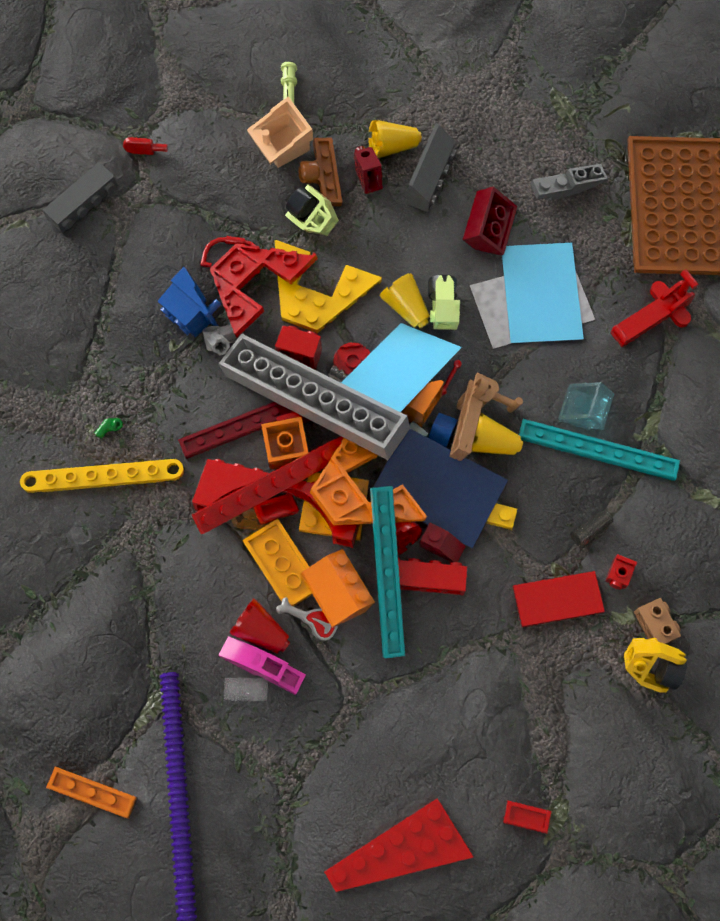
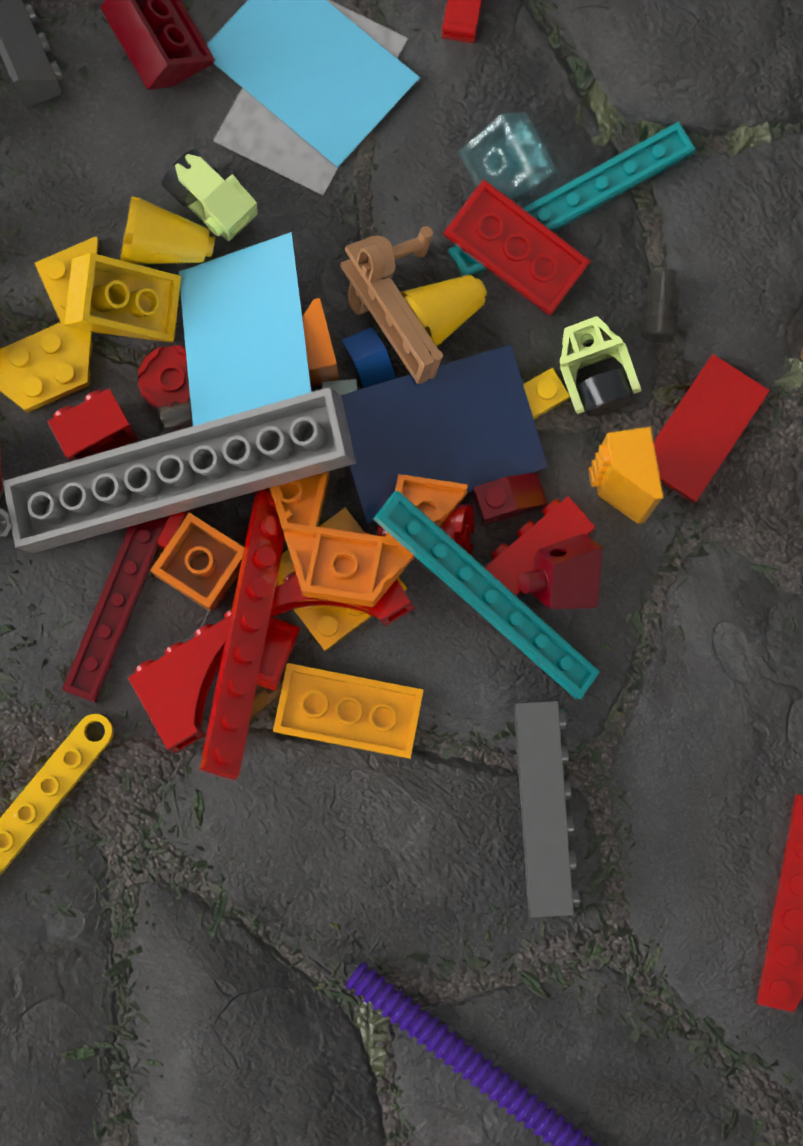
camera: 45 degrees left, 10 degrees up
(246, 689) = (459, 897): clear plate -> none
(260, 628) = (404, 813): red cone -> none
(262, 664) = (450, 851): dark pink slope -> none
(314, 618) = (465, 731): light grey piece -> none
(319, 688) = (544, 809): none -> dark grey brick
(337, 588) = (446, 673): orange slope -> none
(365, 310) = (122, 298): none -> yellow slope
(431, 597) = (566, 574): none -> dark red torso
(457, 364) = (301, 258): red hinge -> none
(500, 575) = (628, 473): none -> light orange slope
(528, 539) = (605, 390): none -> yellowish green piece
(552, 444) = (516, 247): none -> red tile
(624, 564) = (737, 337): red brick -> none

